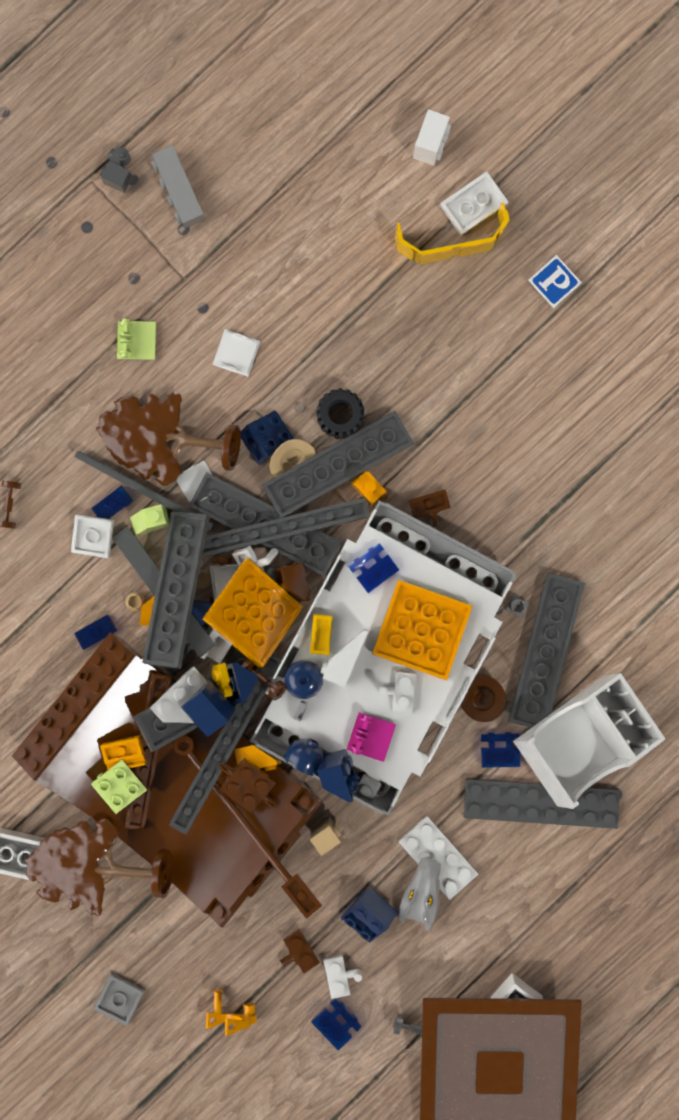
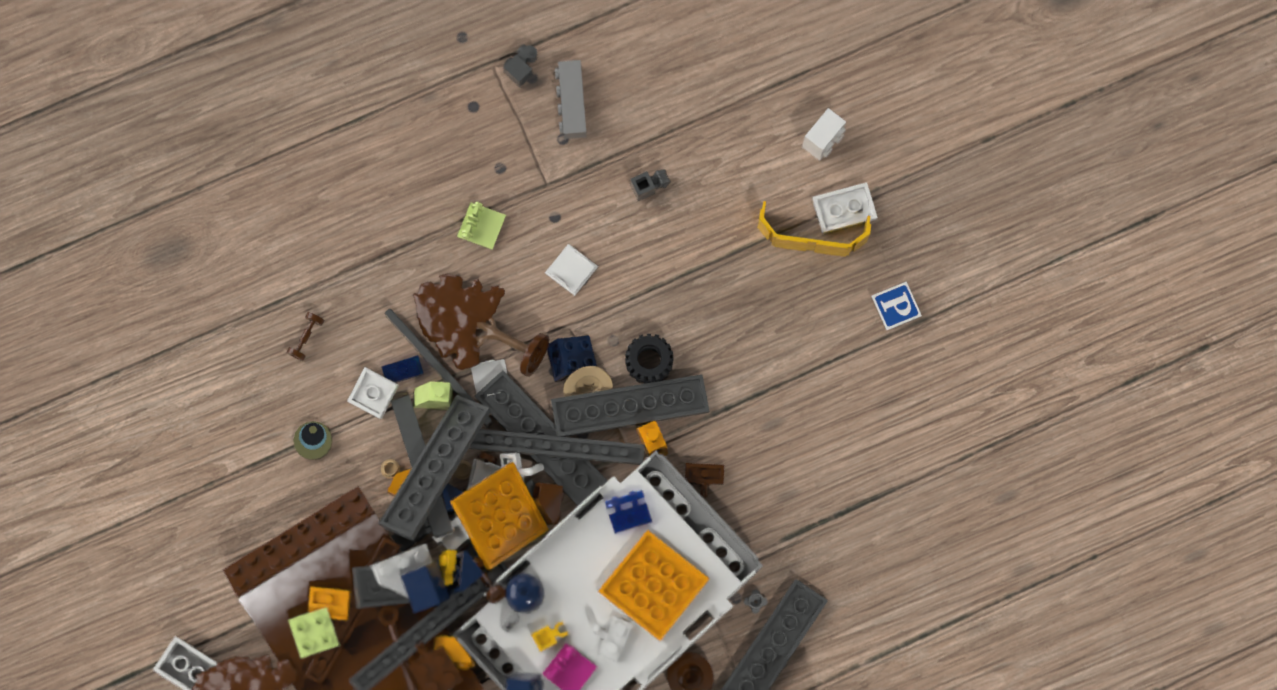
camera: 20 degrees right, 10 degrees down
(52, 600) = (313, 440): none -> tile
(95, 632) = (341, 484): clear blue plate -> none
(278, 246) = (645, 186): none -> dark grey brick
(305, 756) = (500, 665): dark blue cylinder -> none
(321, 634) = (556, 556): yellow plate -> none
(338, 713) = (546, 637): none -> yellow plate
(342, 663) = (569, 586): white slope -> none

